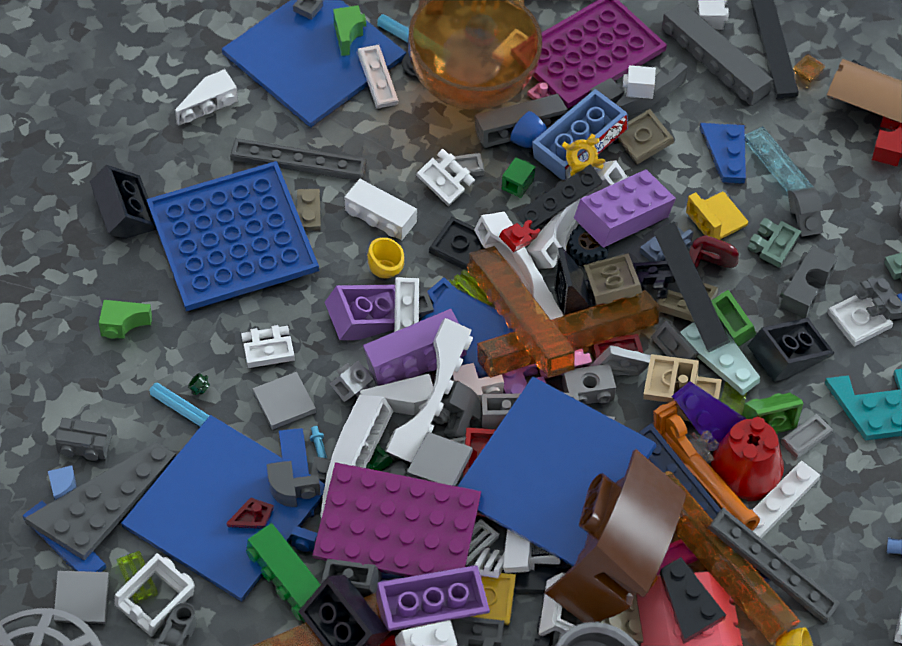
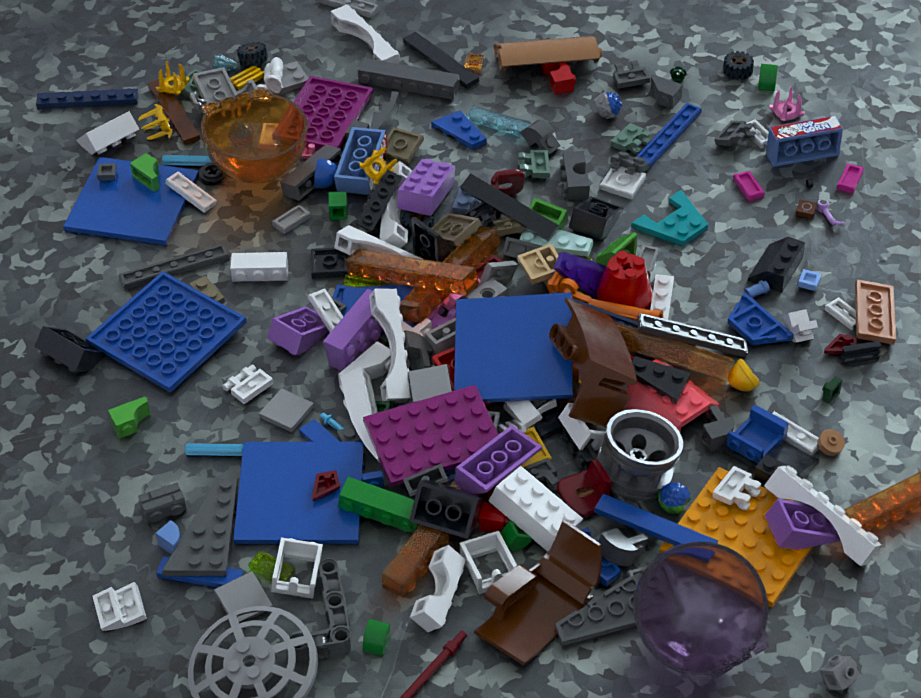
camera: 30 degrees left, 10 degrees down
(199, 384) = (218, 429): dark green plate -> none
(209, 95) = (80, 255): white slope -> none
(286, 488) = (337, 454): dark grey brick -> none
(351, 380) = (326, 372): light grey brick -> none
(385, 258) = (288, 291): yellow hat -> none
(441, 182) = (286, 230): white plate -> none
(518, 237) = (371, 233): red plate -> none
(639, 82) = (377, 111): white brick -> none
(701, 445) = (590, 291): clear tile -> none
(715, 215) = (483, 166): yellow bracket -> none
(867, 589) = (756, 323): none -> blue wing

